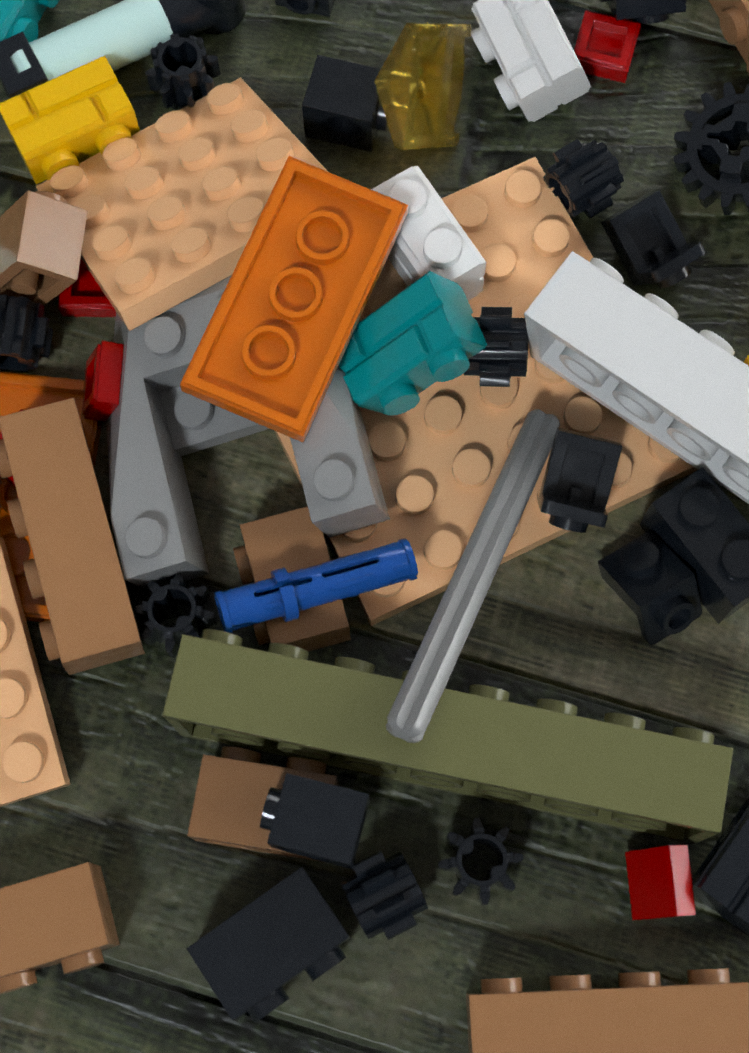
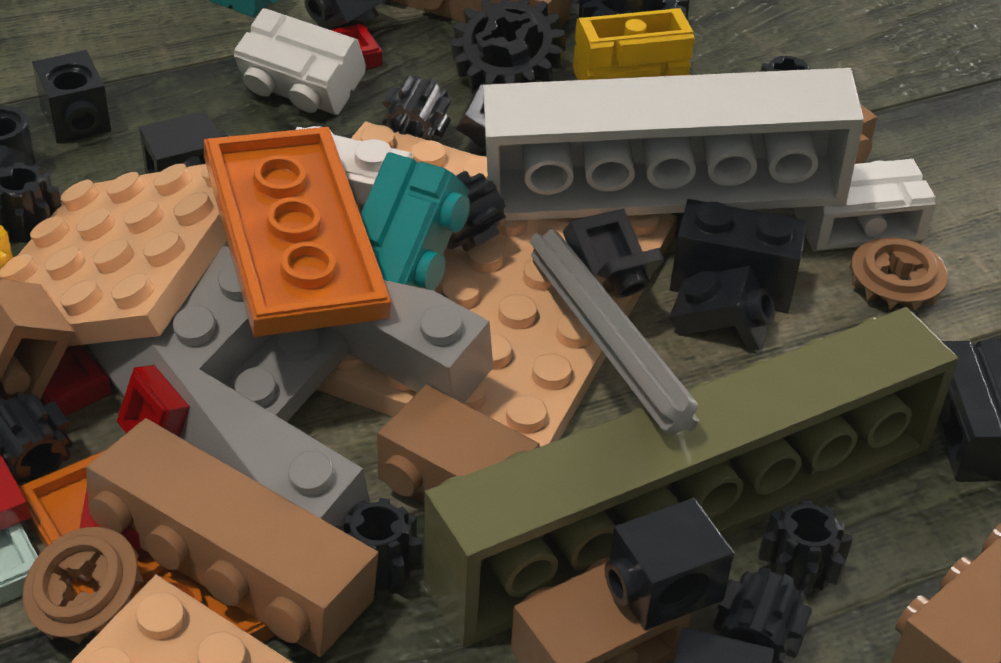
camera: 45 degrees left, 30 degrees down
(317, 585) = (475, 435): blue pin -> none
(424, 84) = (234, 94): clear yellow slope -> none
(660, 882) = (940, 471): red tile -> none

